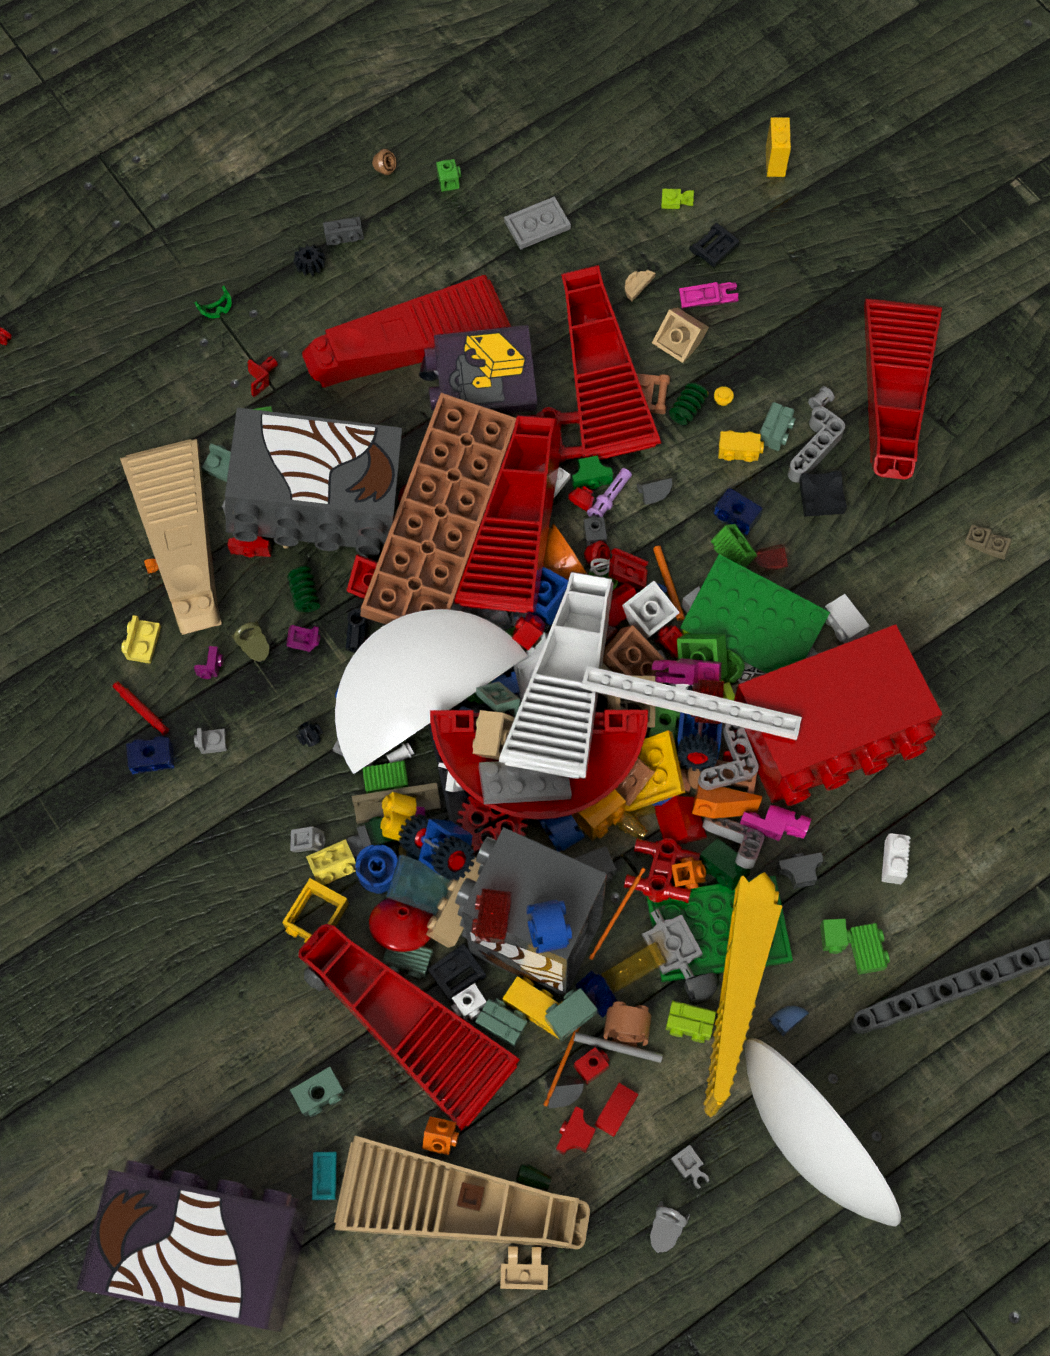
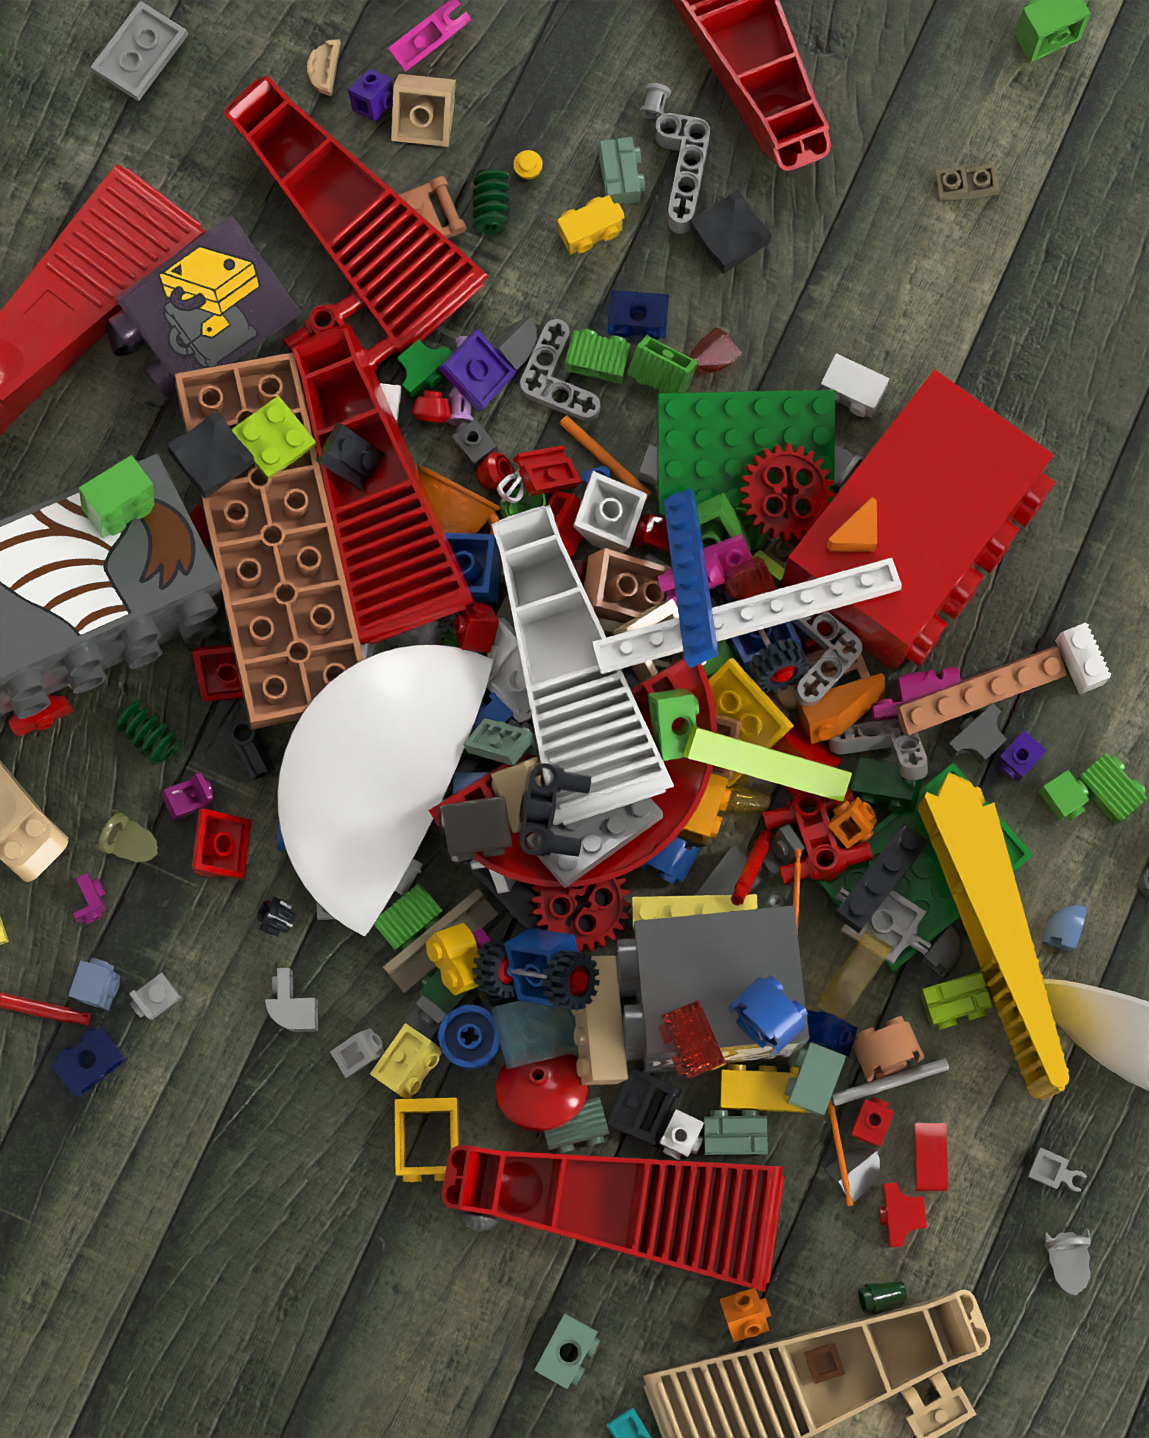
camera: 30 degrees left, 10 degrees up
(181, 711) = (95, 983): none -> sand blue brick
(283, 793) = (291, 1012): none -> light grey brick
(303, 675) = (221, 845): none -> red slope
(361, 434) = (117, 497): none -> bright green brick
(432, 445) = (210, 454): none -> black brick
(448, 732) = (474, 828): none -> clear smoke piece
(474, 457) = (274, 437): none -> lime plate
(494, 743) = (539, 807): none -> black piece
(513, 493) = (350, 456): none -> black plate
(609, 731) = (664, 709): none -> bright green brick
(614, 861) = (751, 867): none -> red piece
(621, 491) = (477, 370): none -> dark purple plate
(634, 866) = (782, 850): none -> dark grey bracket
(654, 310) = (371, 94): none -> dark purple brick
(654, 803) = (767, 764): none -> tile
(661, 521) = (549, 384): none -> light grey beam
(670, 664) = (690, 578): none -> blue plate
(686, 916) = (881, 878): none -> black plate
(699, 522) = (598, 356): none -> bright green brick
(749, 645) = (759, 490): none -> red gear
(788, 690) = (858, 533): none -> orange slope
(818, 841) = (980, 690): none -> nougat plate
(820, 896) = (1020, 757): none -> dark purple brick

